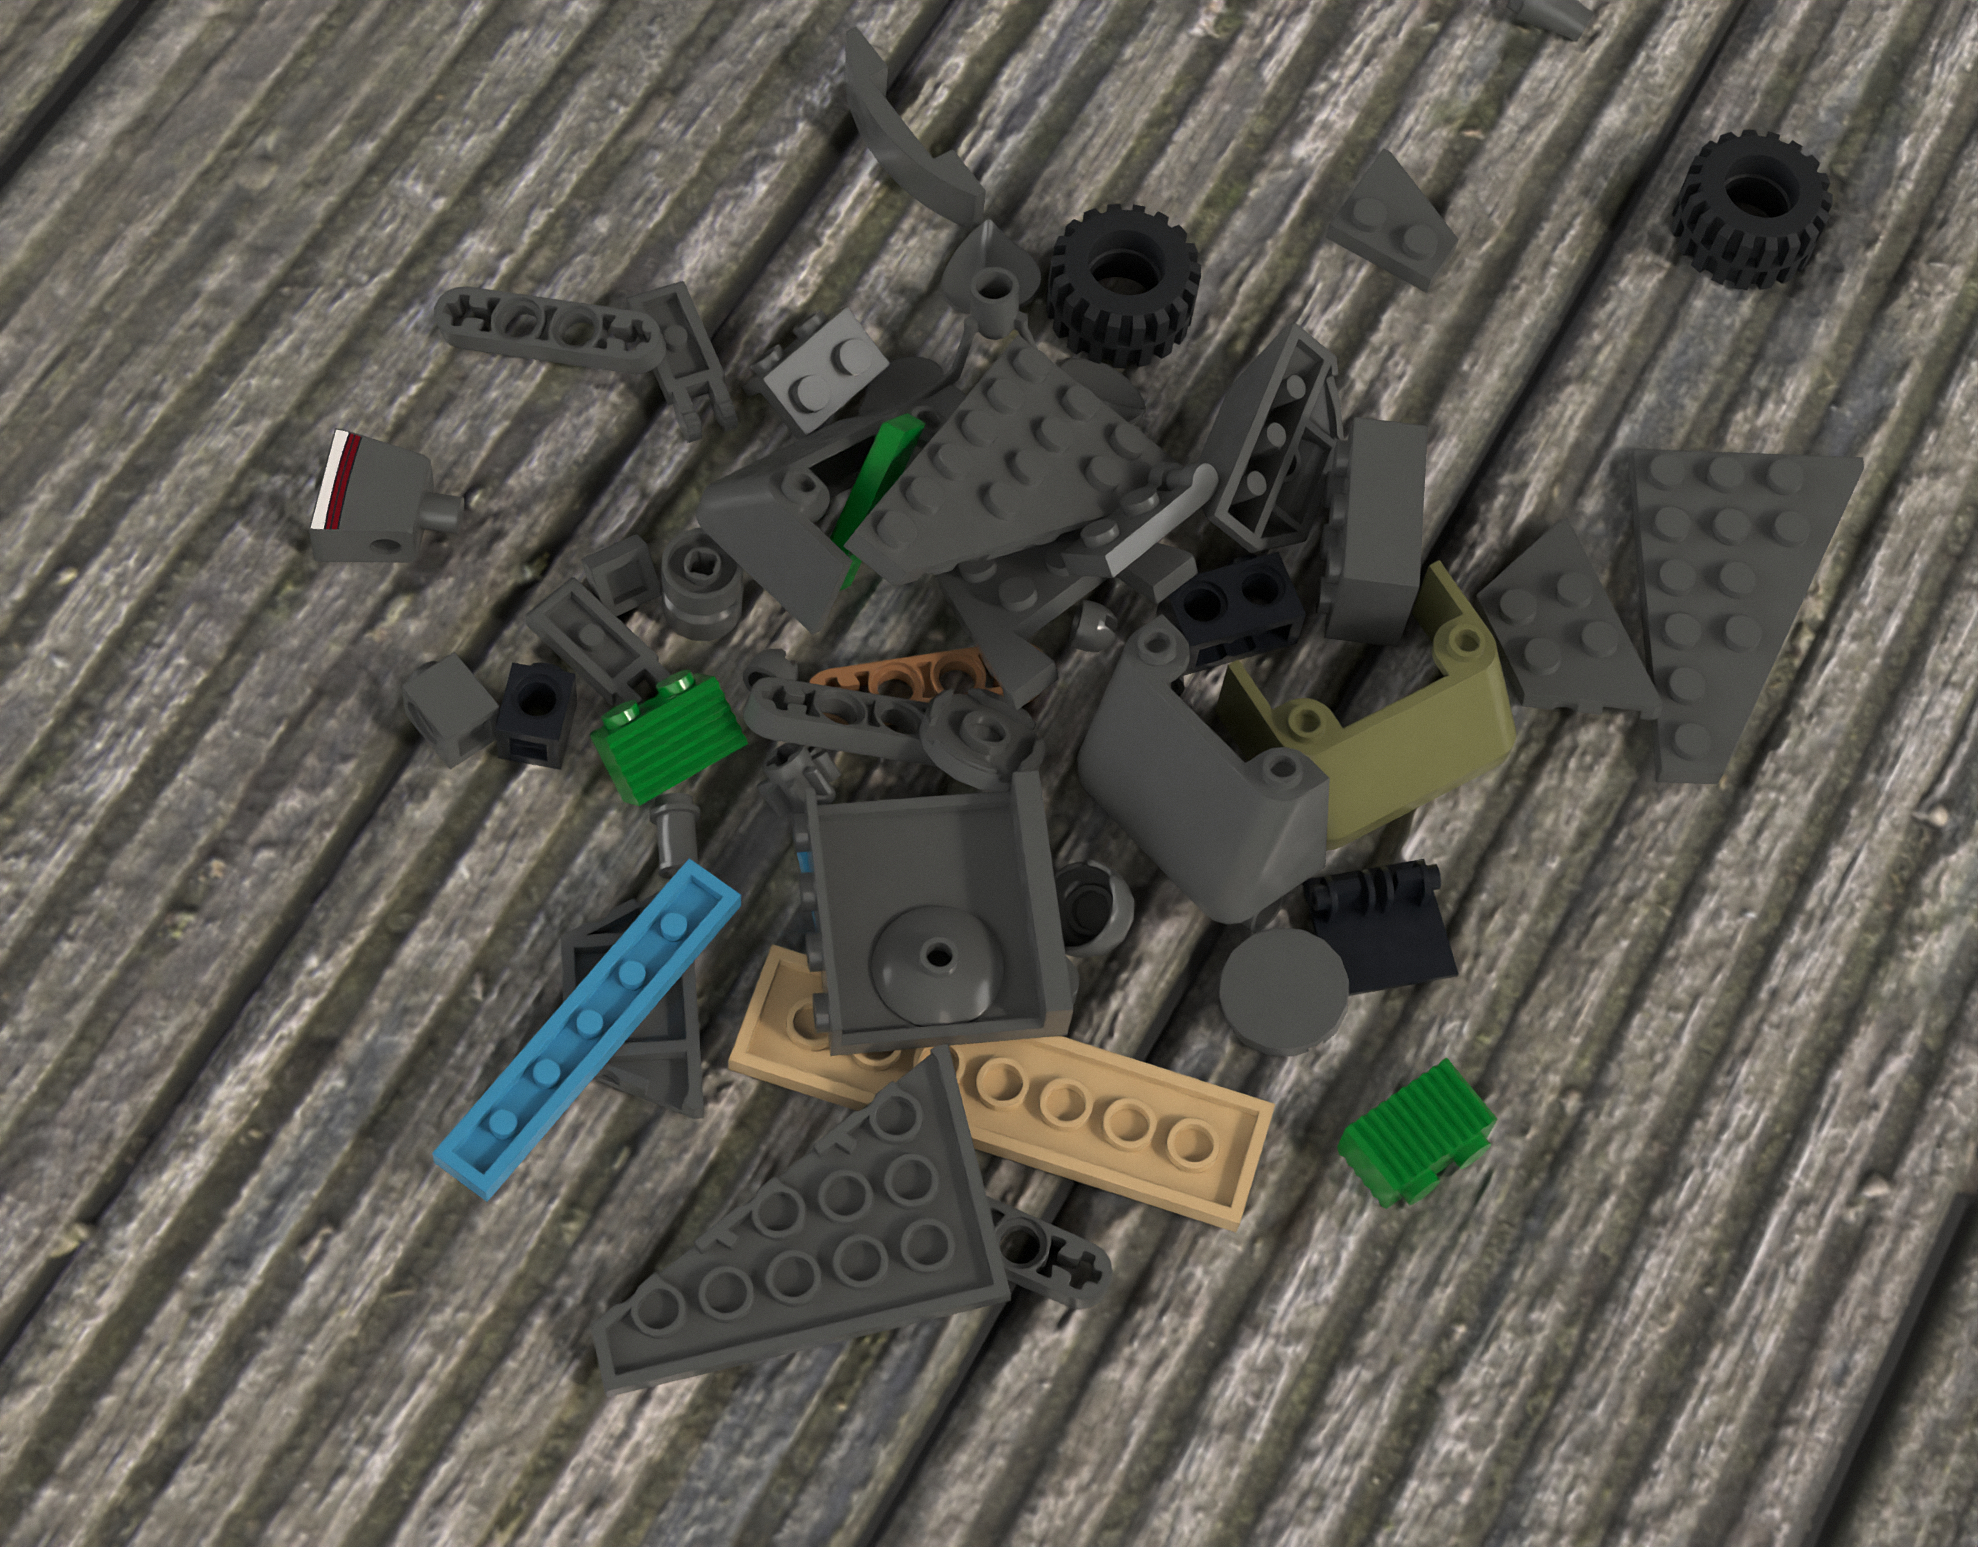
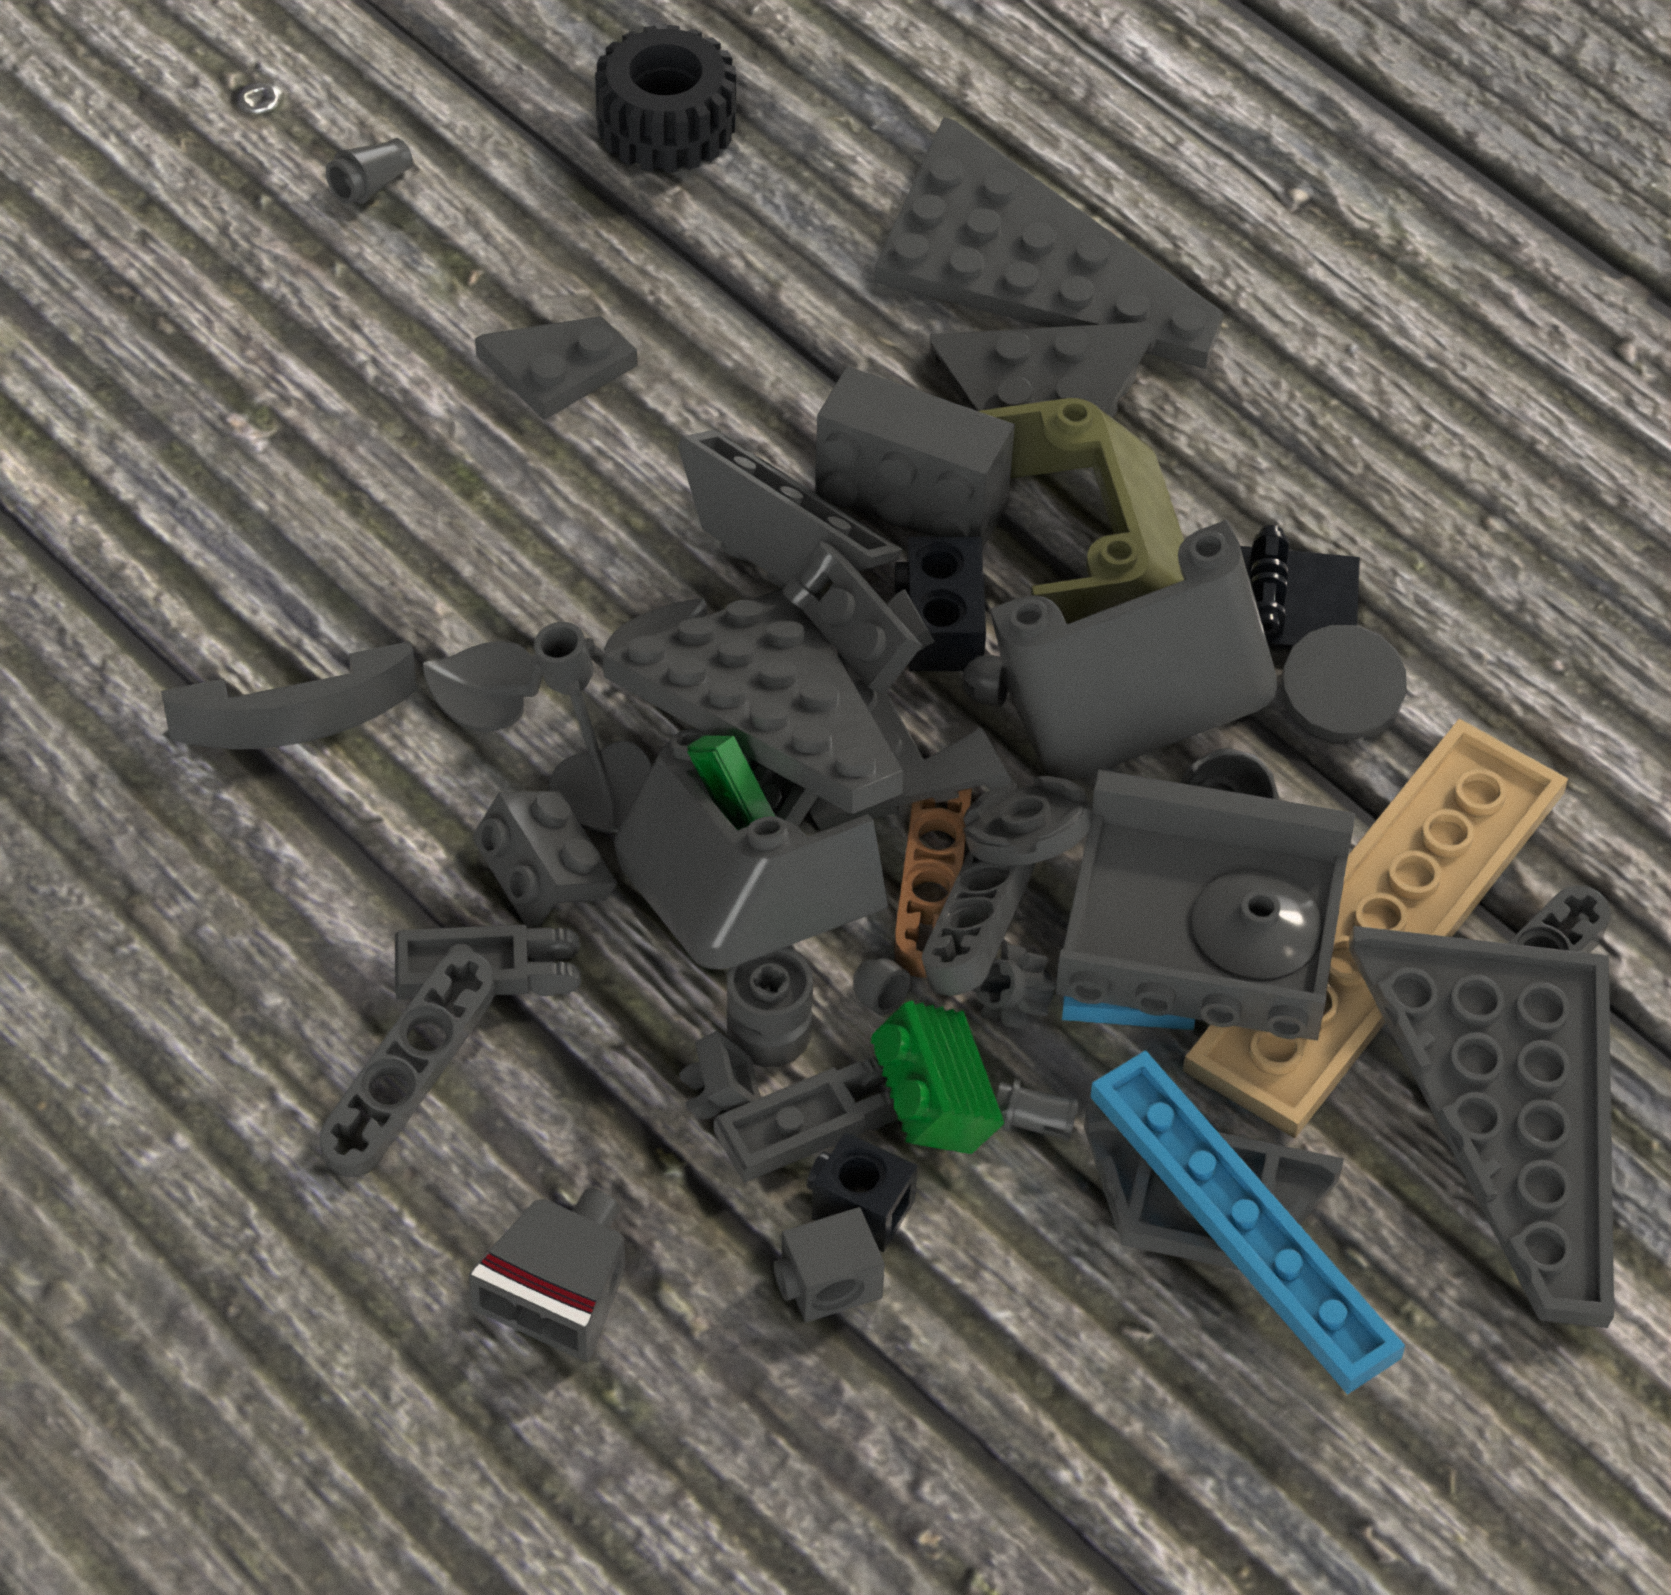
camera: 65 degrees left, 10 degrees down
(1092, 627) = (928, 709): dark grey hinge -> none
(1132, 248) = (556, 536): black tyre -> none
(1418, 1135) = (1513, 629): green brick -> none

